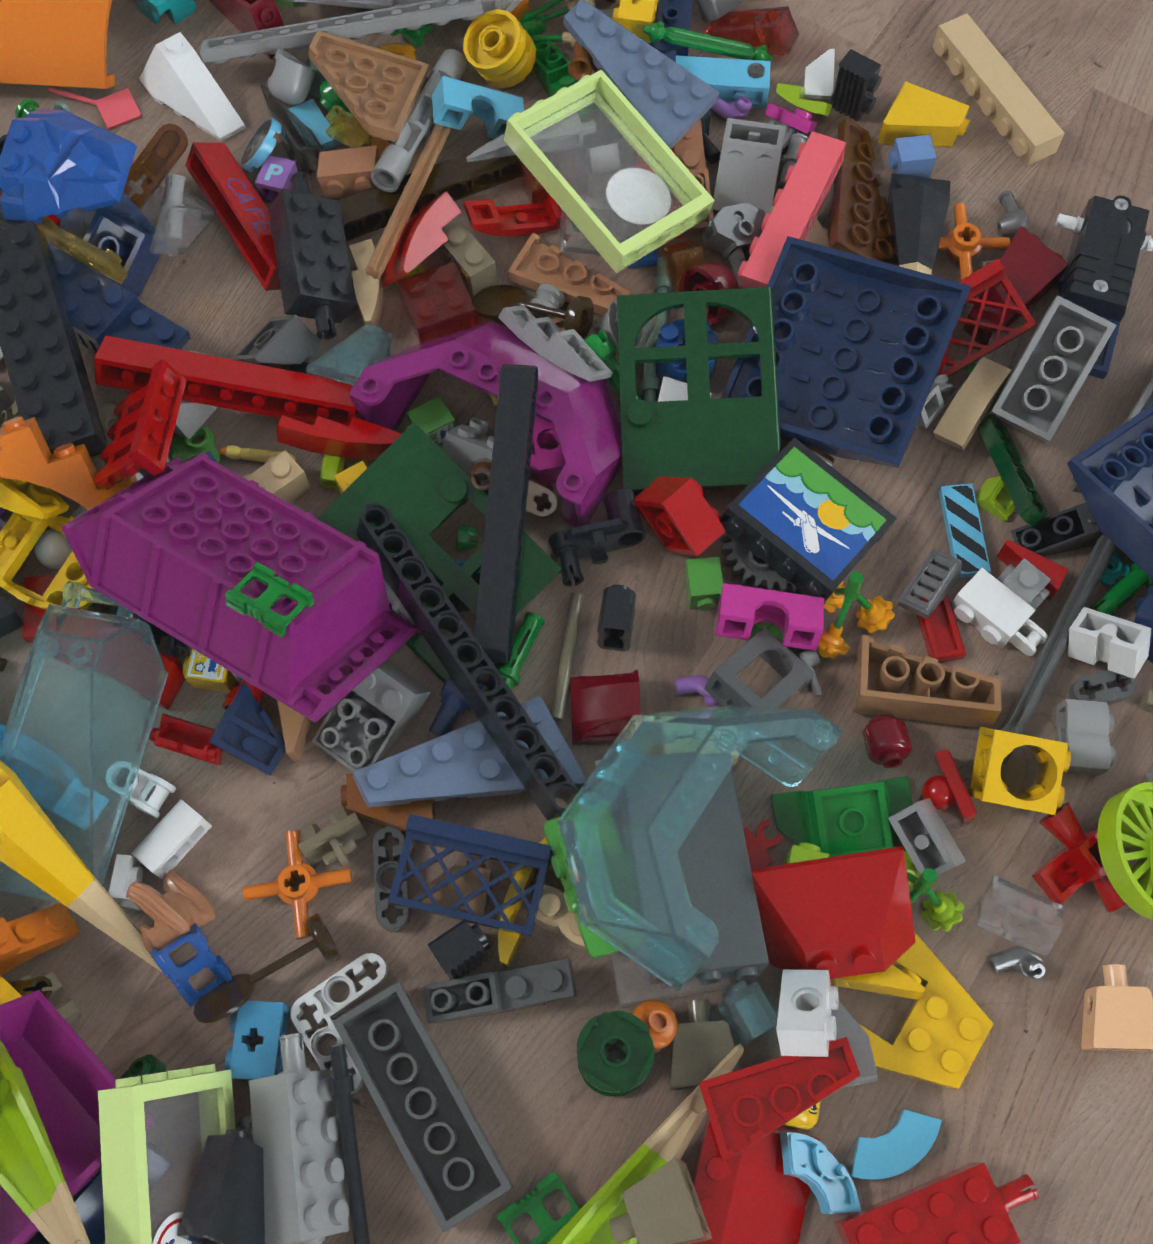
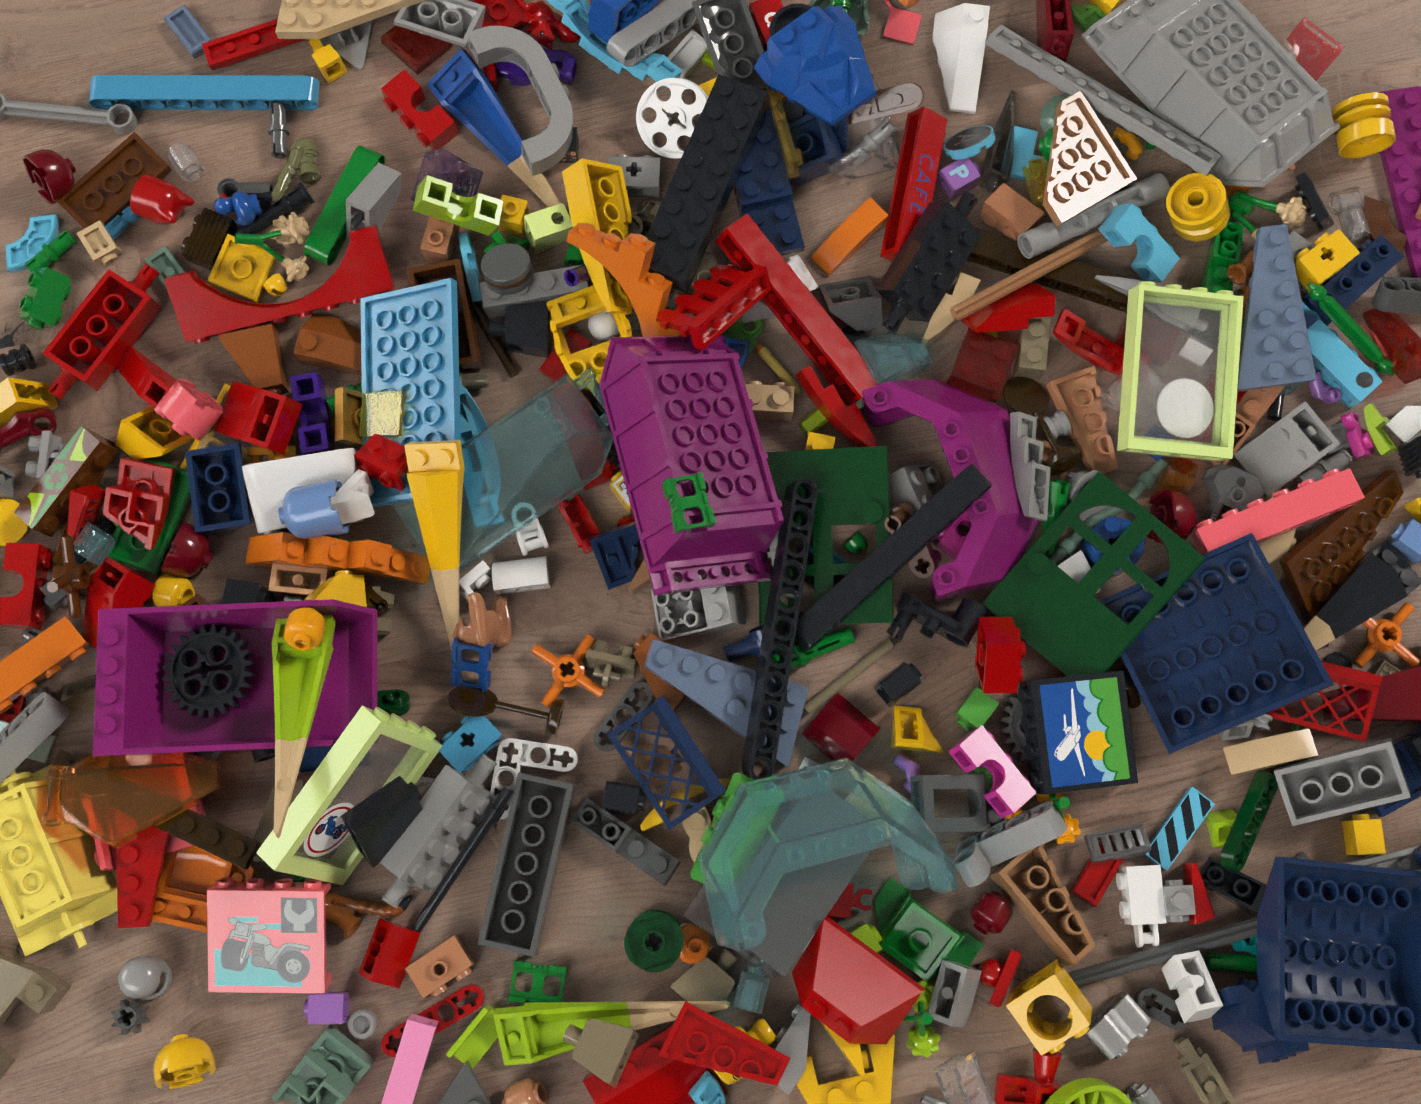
camera: 40 degrees right, 10 degrees up
(223, 297) = (850, 236): none -> orange slope
(290, 78) = (1030, 108): light grey helmet -> none
(433, 419) = (903, 446): bright green brick -> none
(668, 654) = (912, 731): none -> yellow slope
(805, 1013) = (787, 1009): white brick -> none
(842, 658) = (1006, 840): none -> light grey beam
(1107, 404) = (1363, 835): none -> yellow brick

